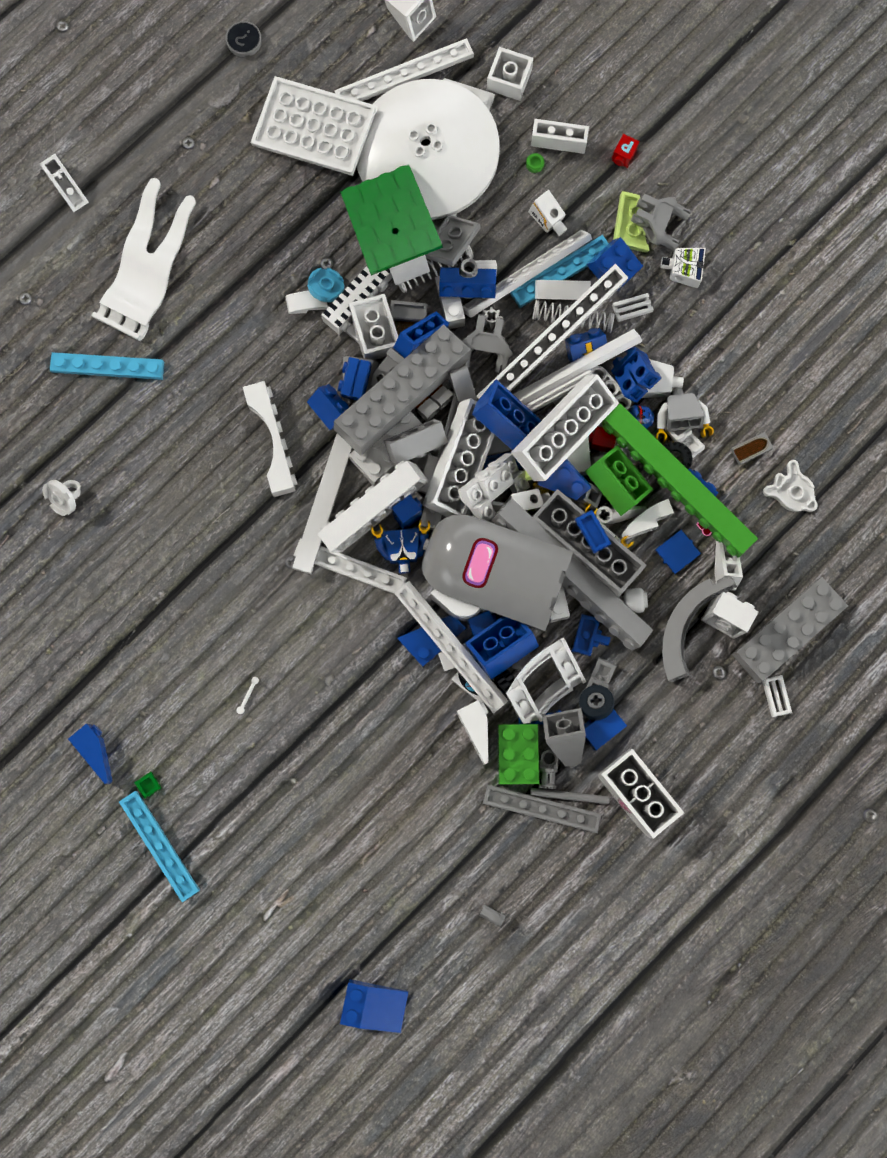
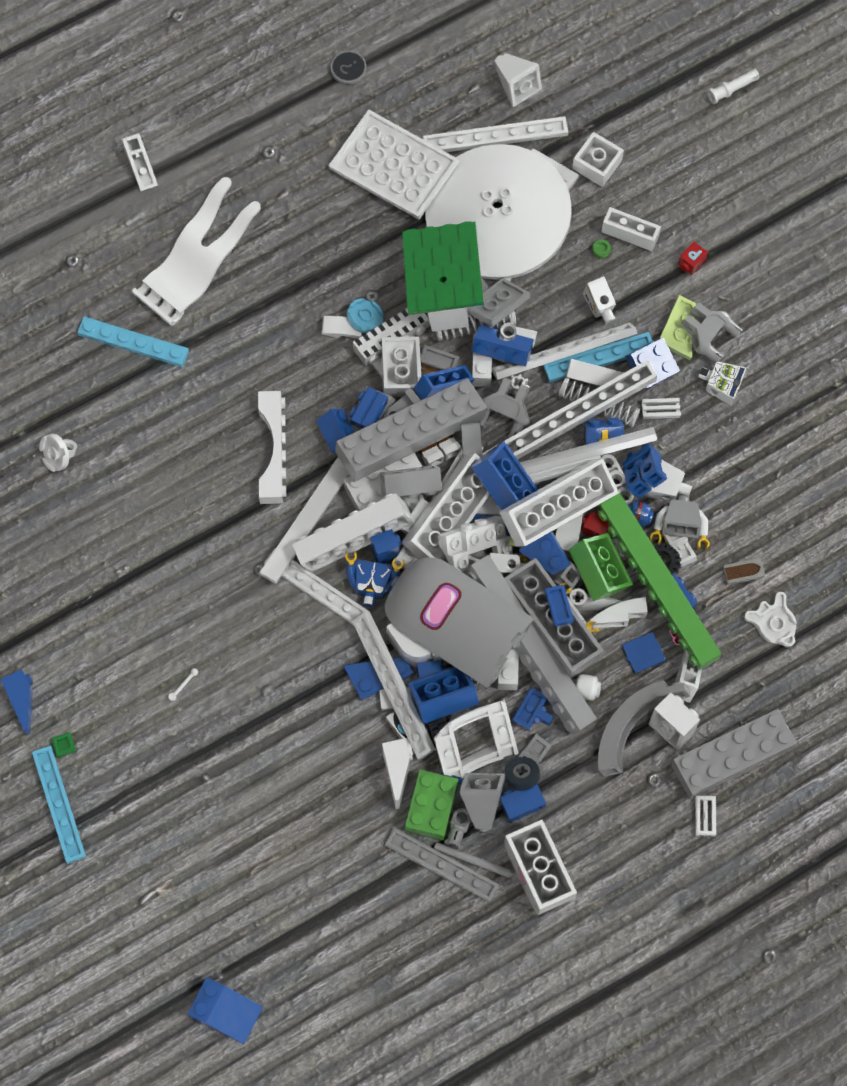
camera: 15 degrees right, 10 degrees down
(492, 915) = (365, 954): light grey pin -> none

